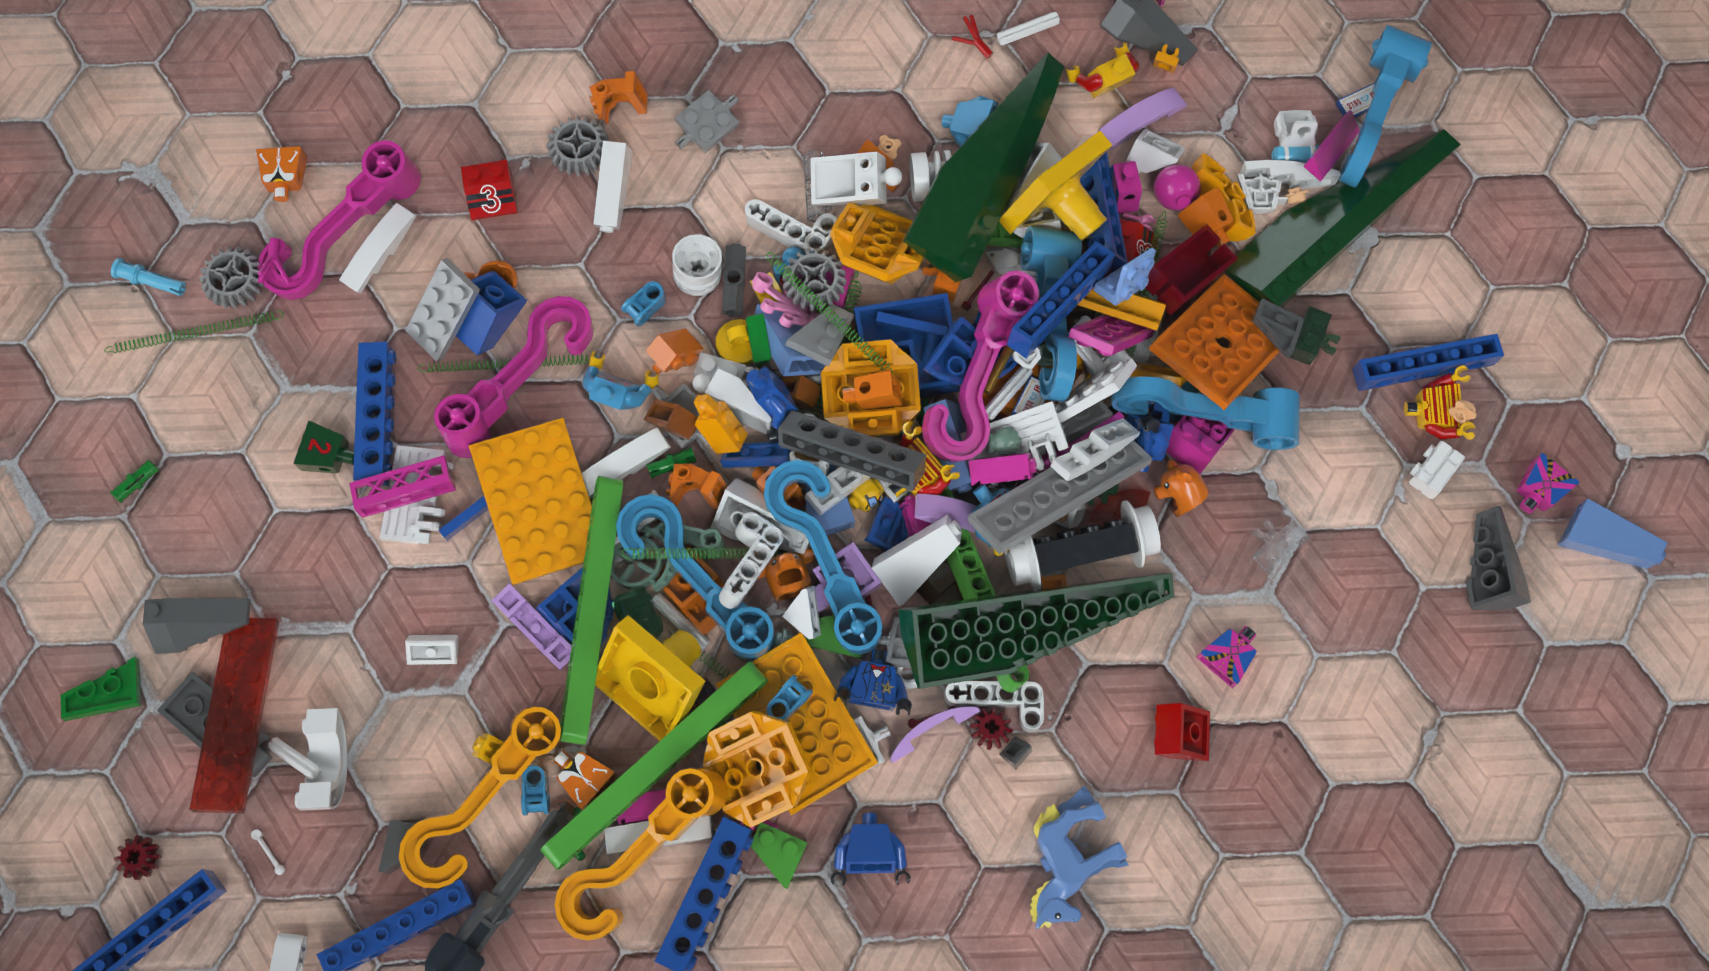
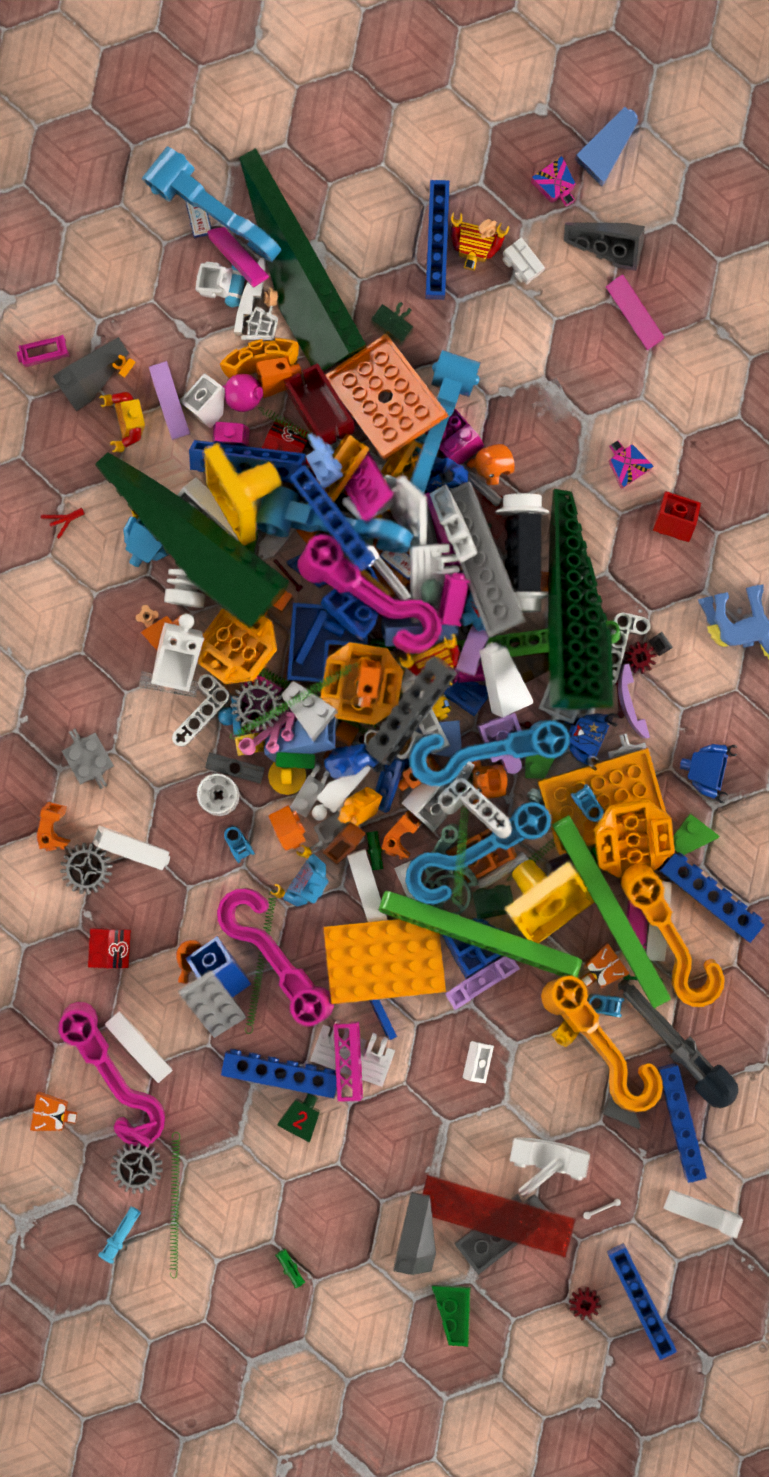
camera: 80 degrees left, 15 degrees up
(804, 613) = (524, 776): white slope -> none
(1028, 28) = (66, 474): white axle -> none
(1144, 220) = (261, 427): bright pink hand -> none
(1149, 482) = (483, 488): none -> light grey axle
(1278, 326) = (381, 348): dark grey wing -> none
(1419, 620) = (635, 312): none -> dark pink slope

